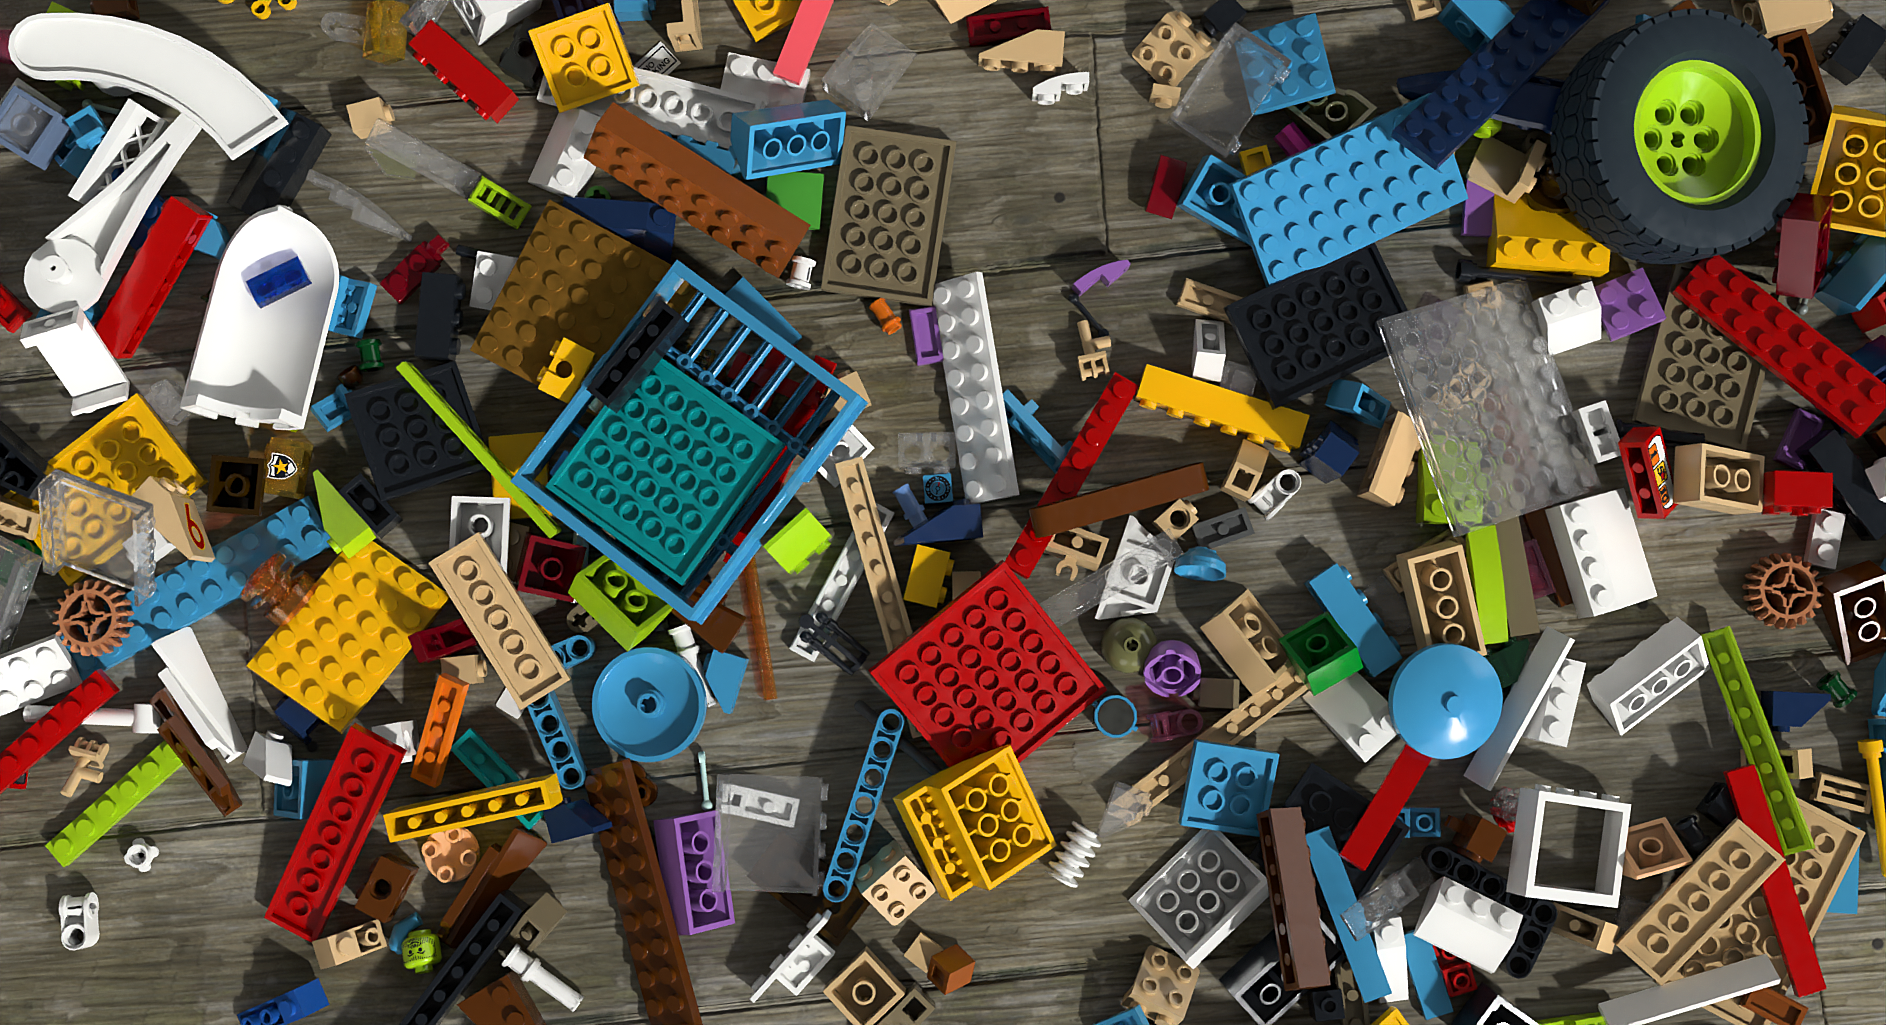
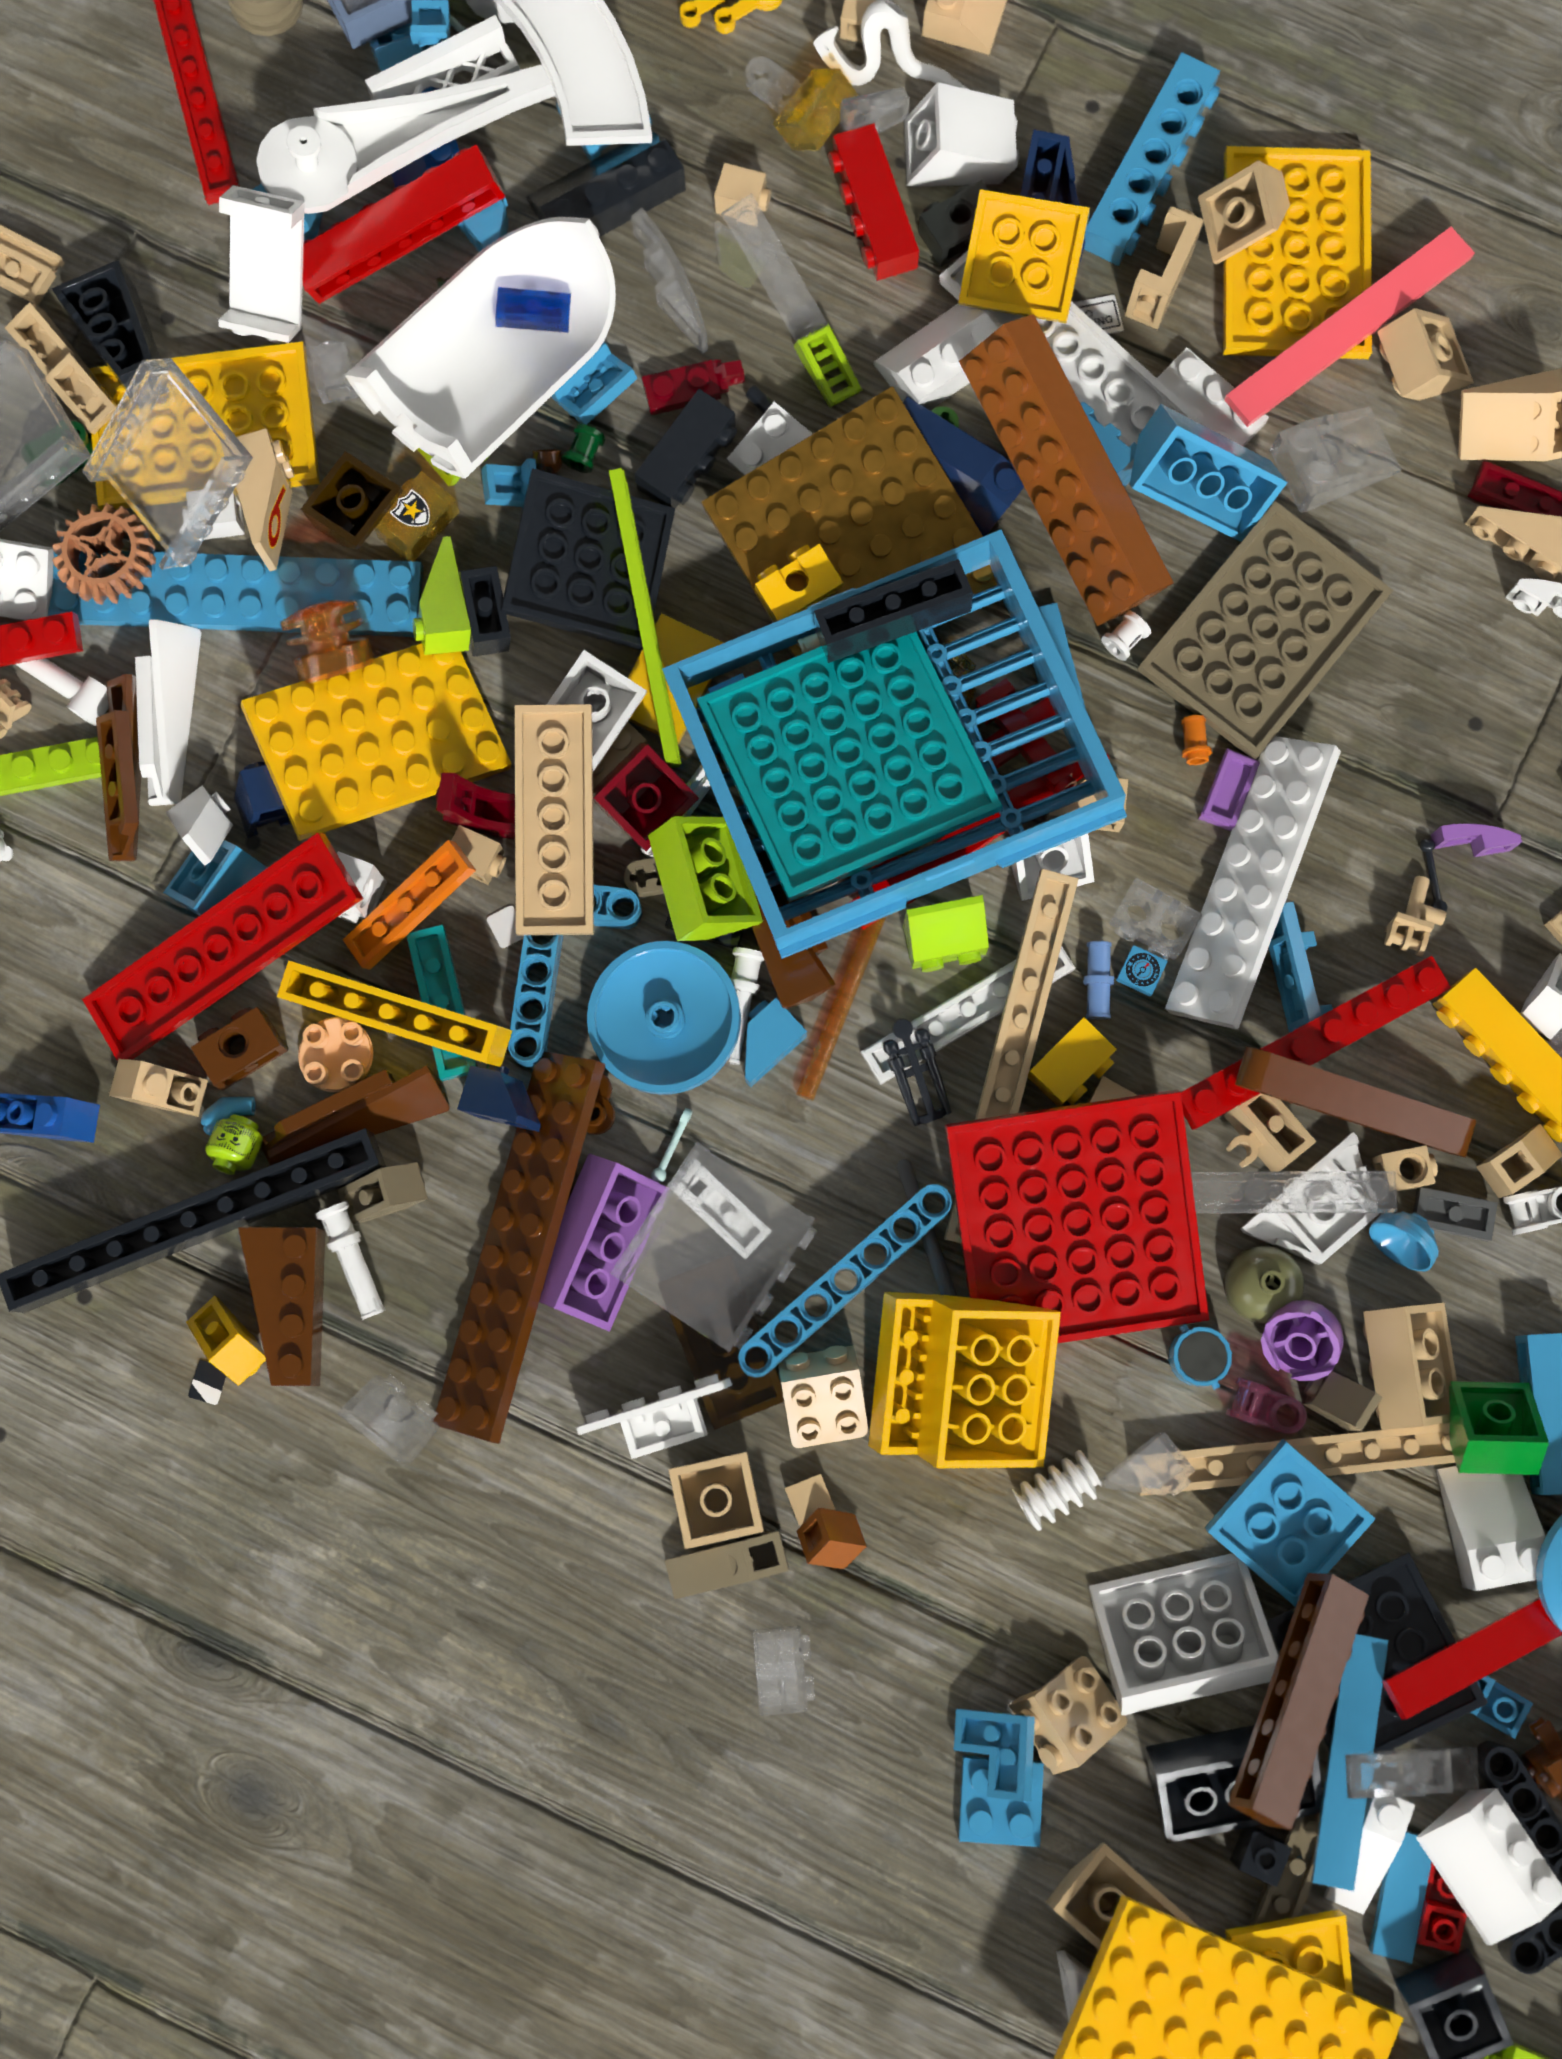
camera: 30 degrees right, 5 degrees down
(799, 194) = (1179, 546): bright green tile -> none
(949, 524) = (1139, 1020): dark blue slope -> none

